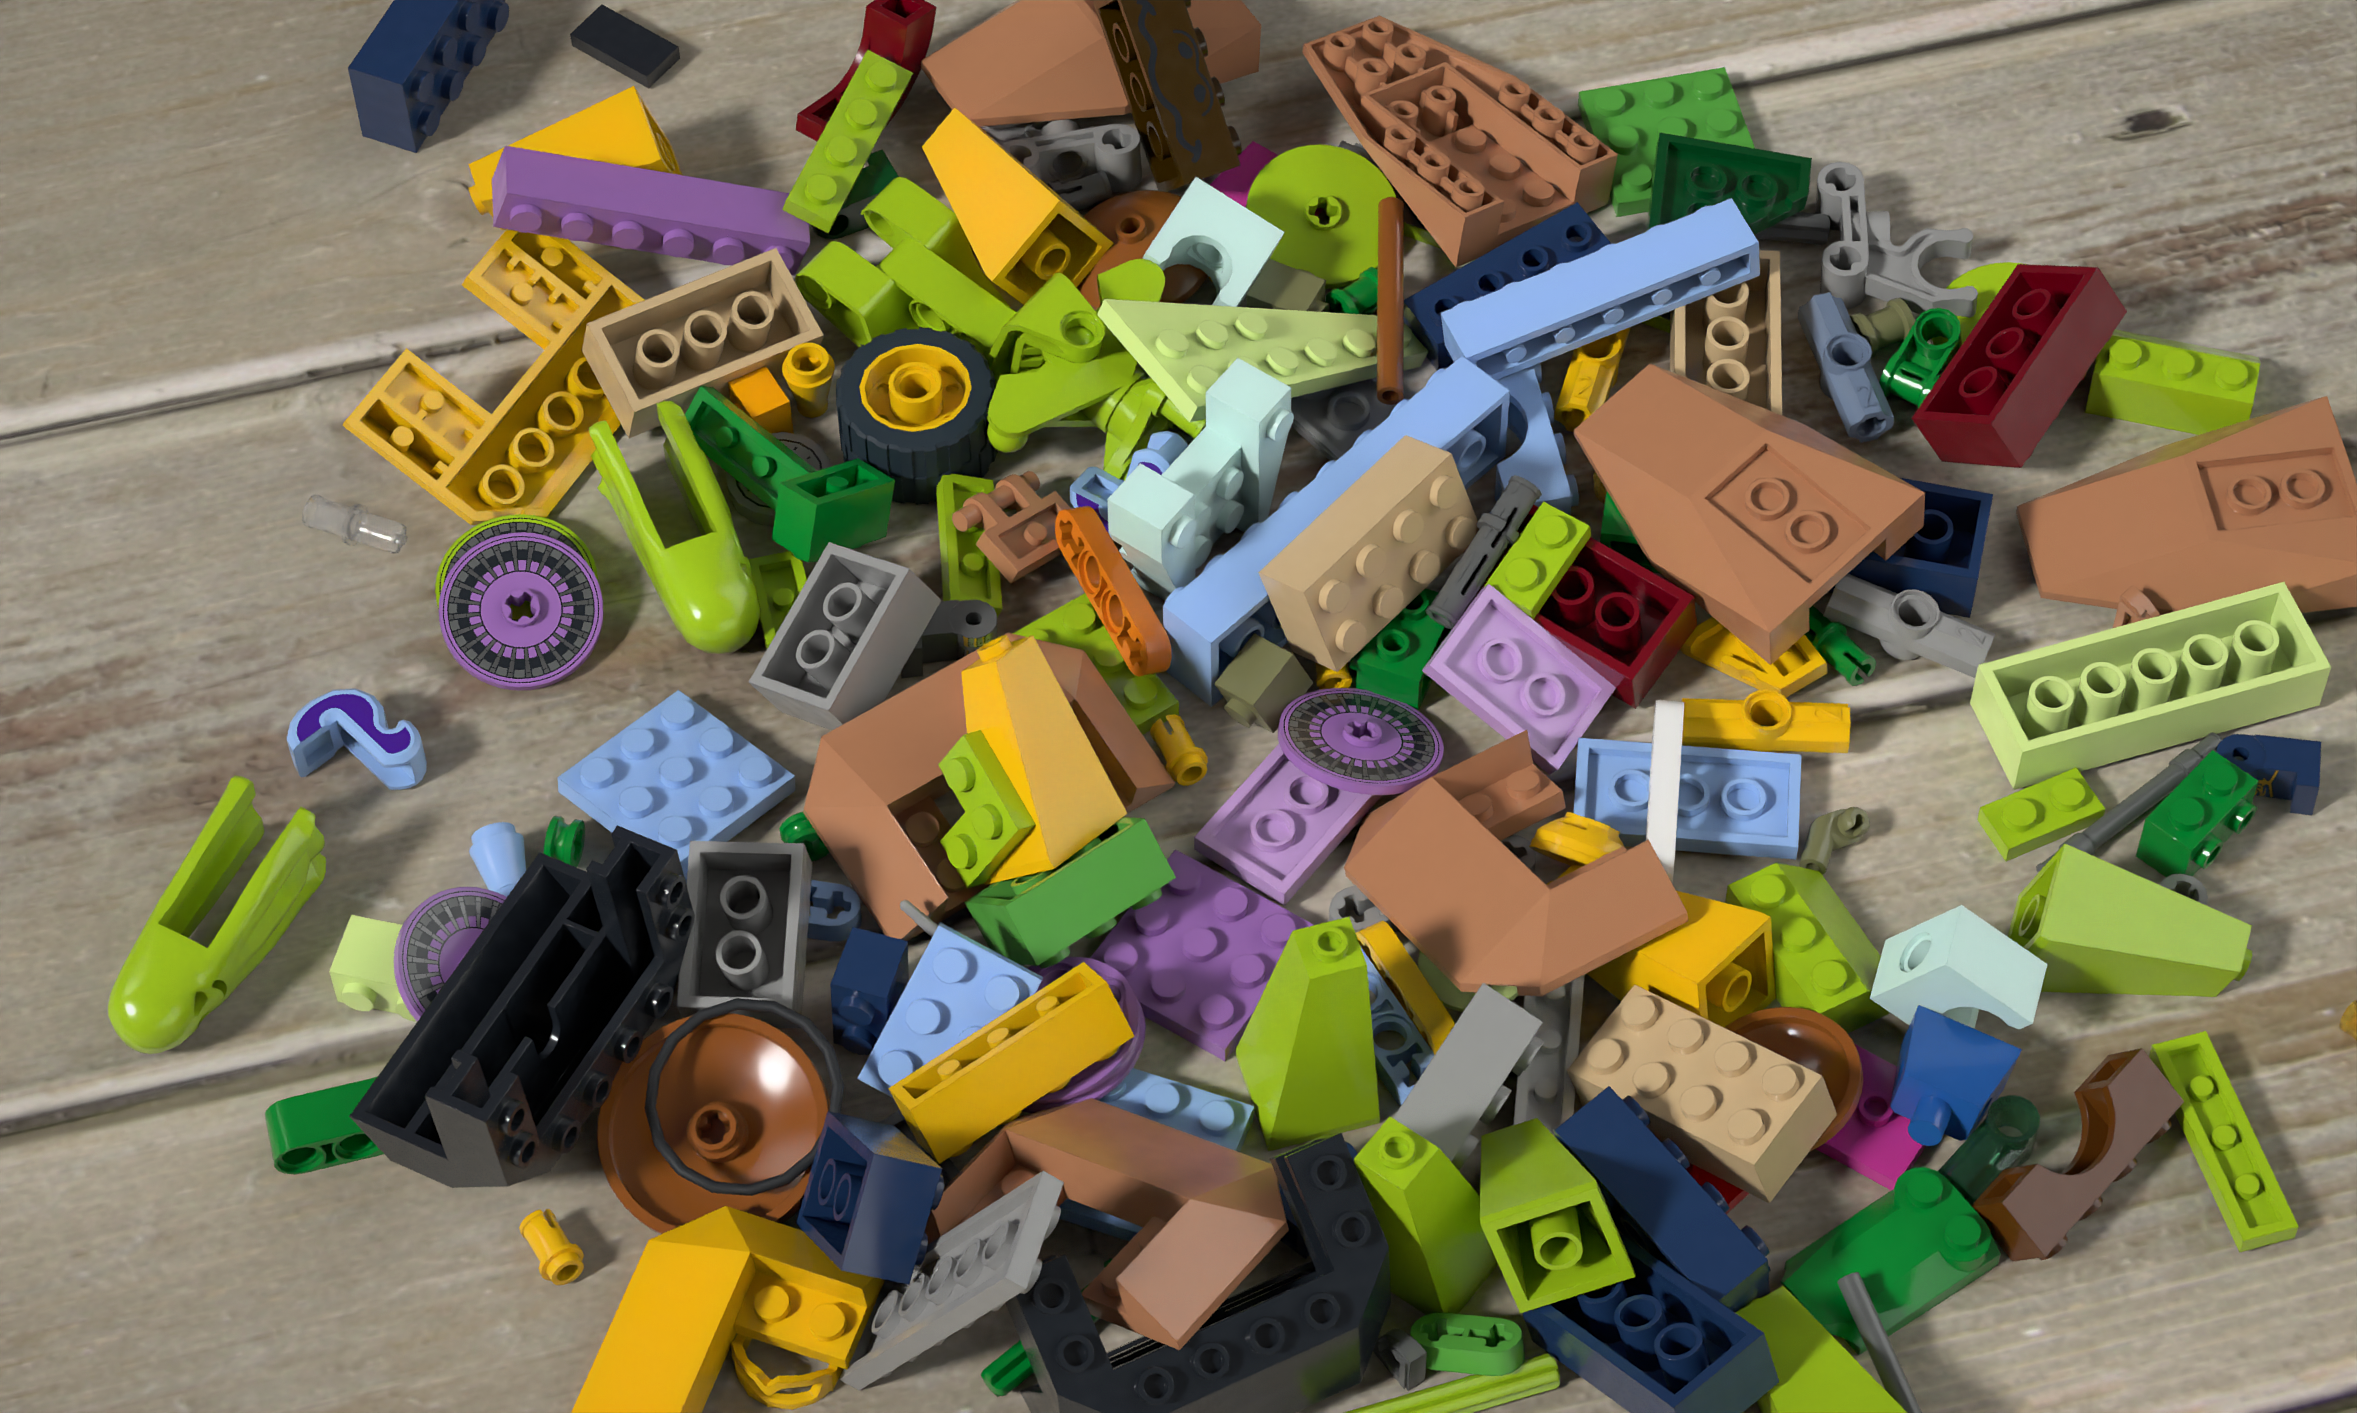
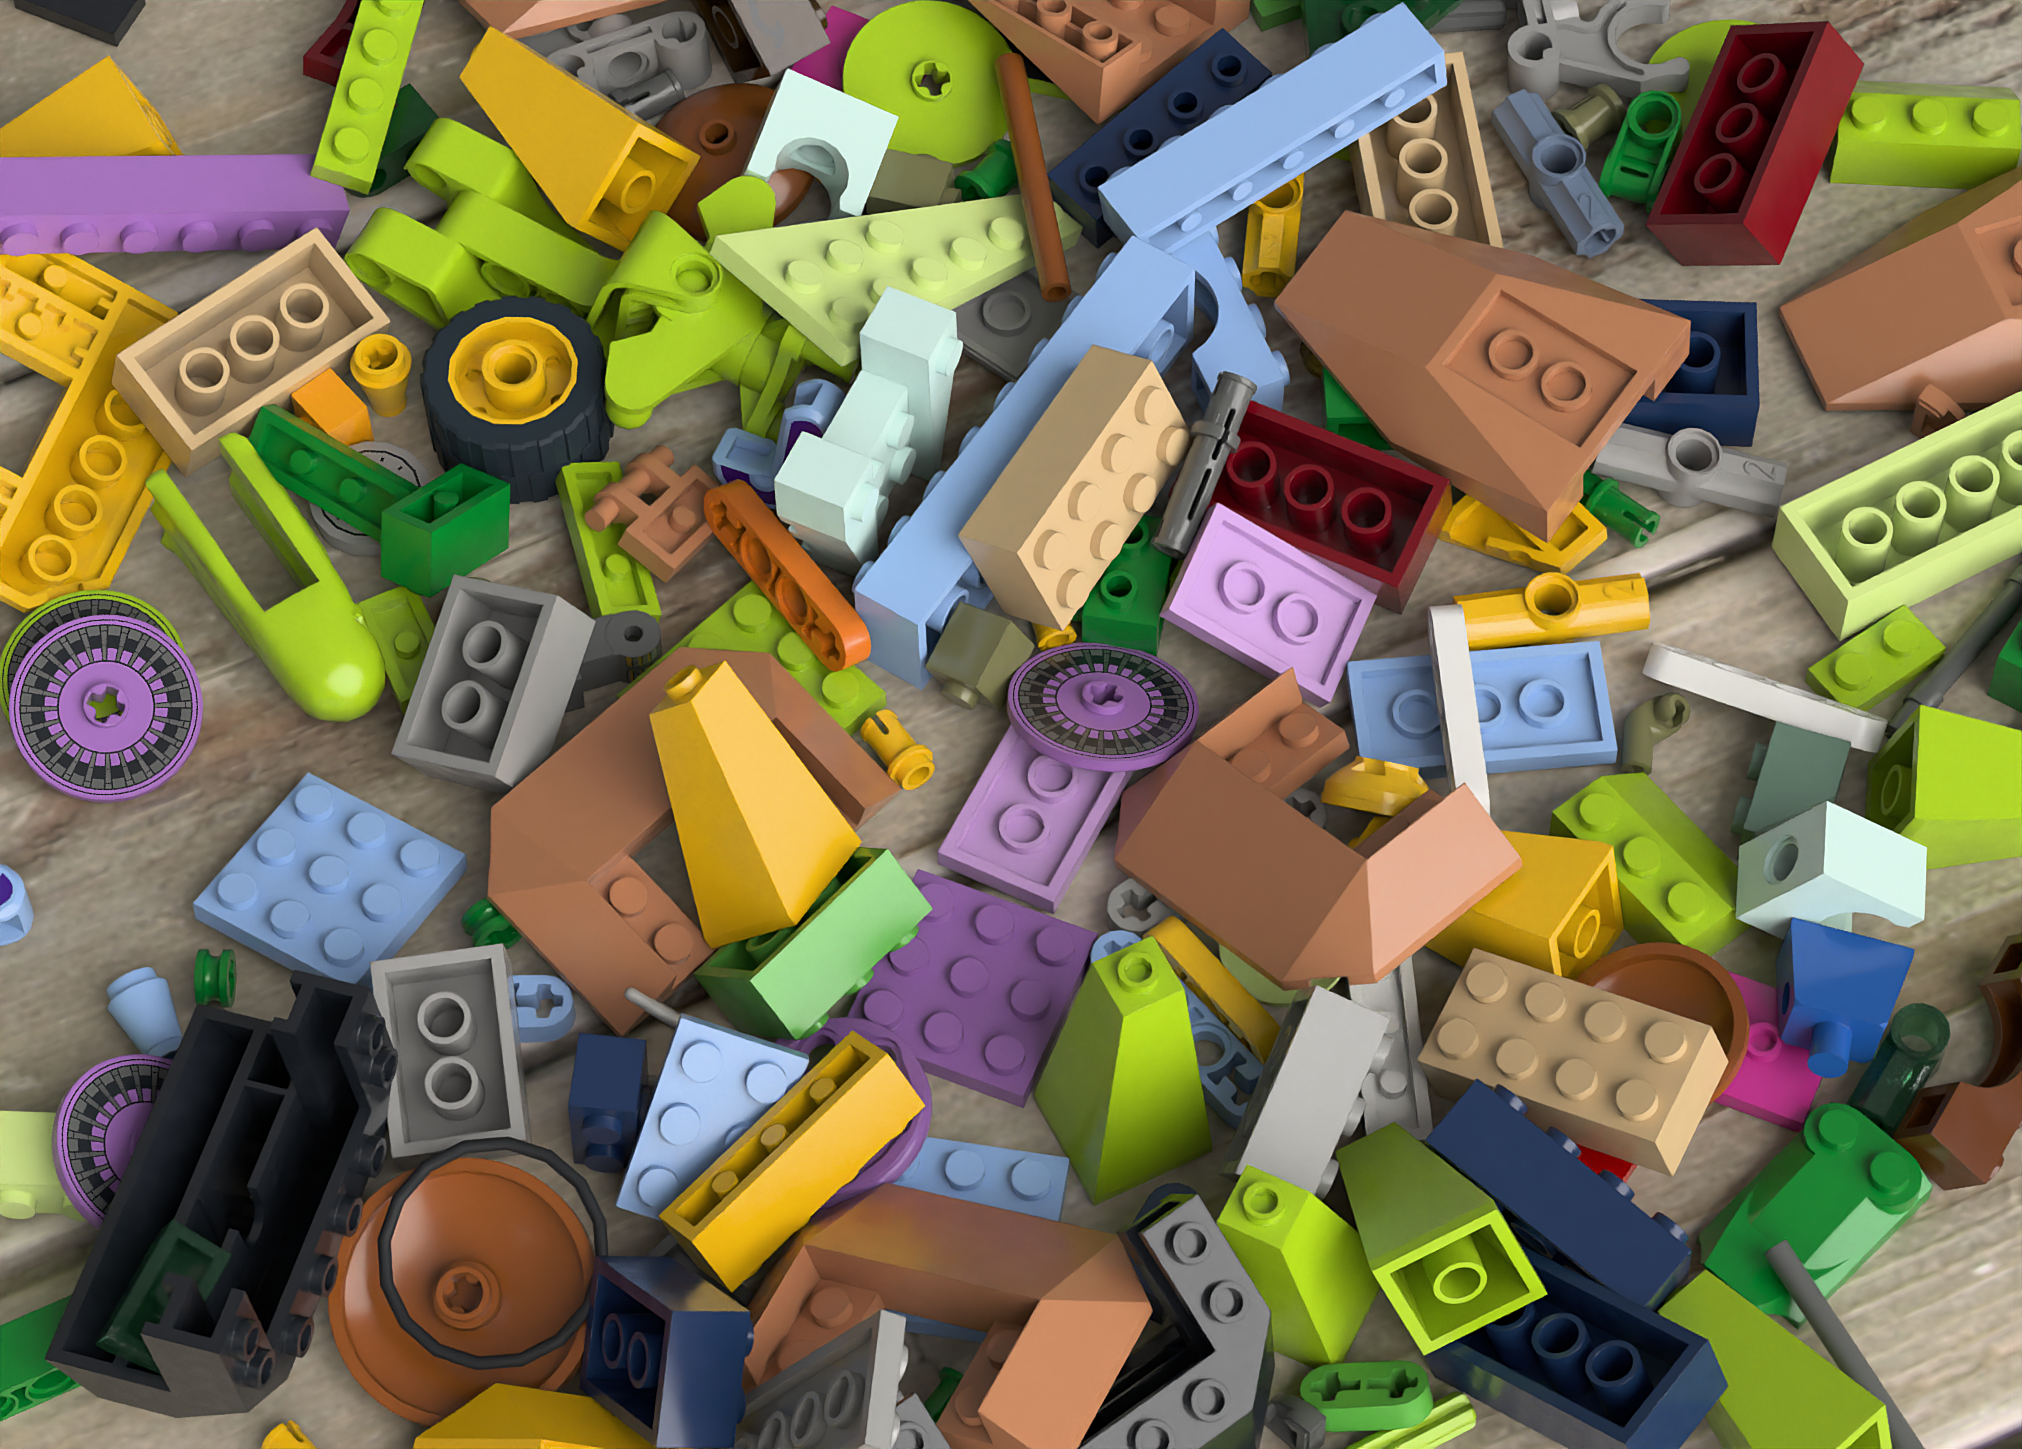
camera: 10 degrees left, 5 degrees up
(477, 1040) = (145, 1299): none -> clear green slope
(993, 814) = (712, 868): lime plate -> none
(1540, 558) = (1267, 462): lime plate -> none
(1936, 823) = (1764, 696): none -> white beam
(1944, 884) = (1791, 777): none -> sand green slope

